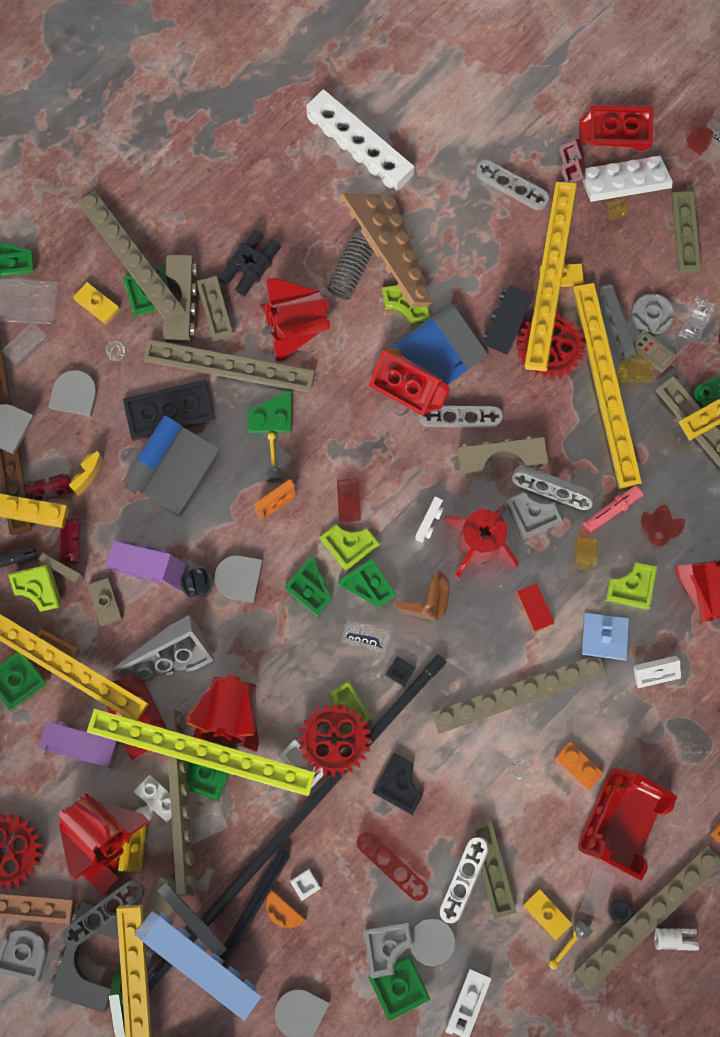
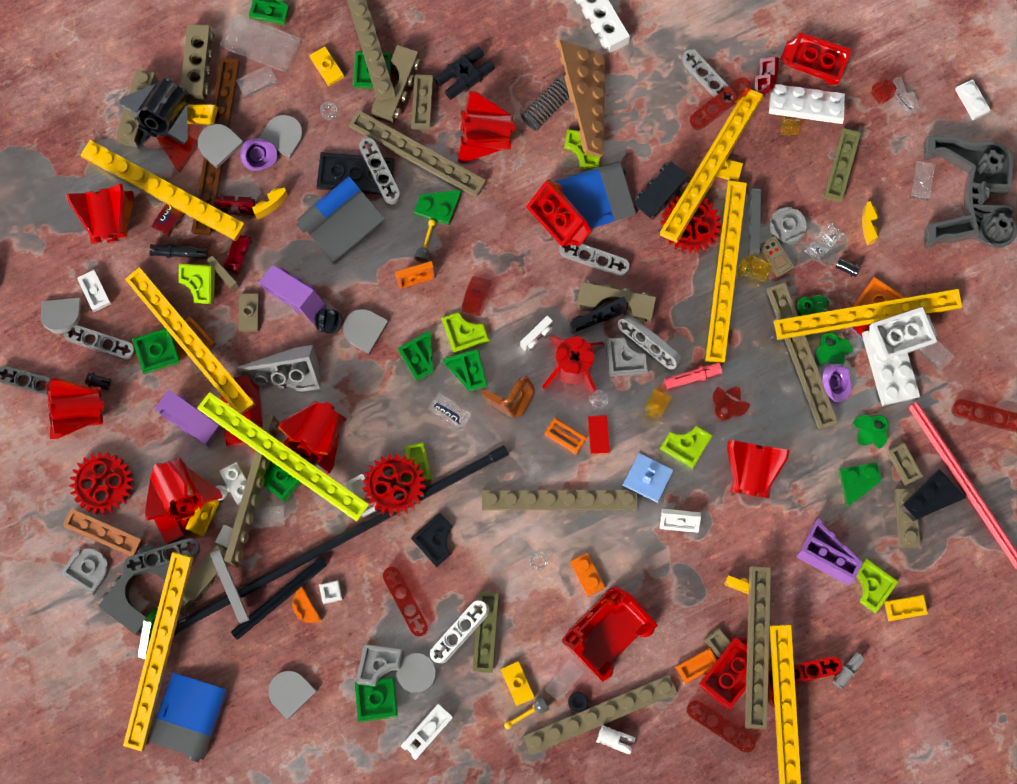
camera: 20 degrees right, 0 degrees up
(54, 424) = (258, 154): none -> medium lavender hat
(166, 862) = (224, 536): none -> white tile
(195, 398) = (378, 171): none -> light grey beam
(198, 965) = (221, 622): light blue brick -> none
(400, 671) = (468, 449): black tile -> none
(480, 624) = (567, 437): none -> orange tile
(489, 477) = (598, 315): none -> black wing
(521, 569) = (598, 399): none -> clear bush
(533, 206) = (722, 106): none -> clear red beam

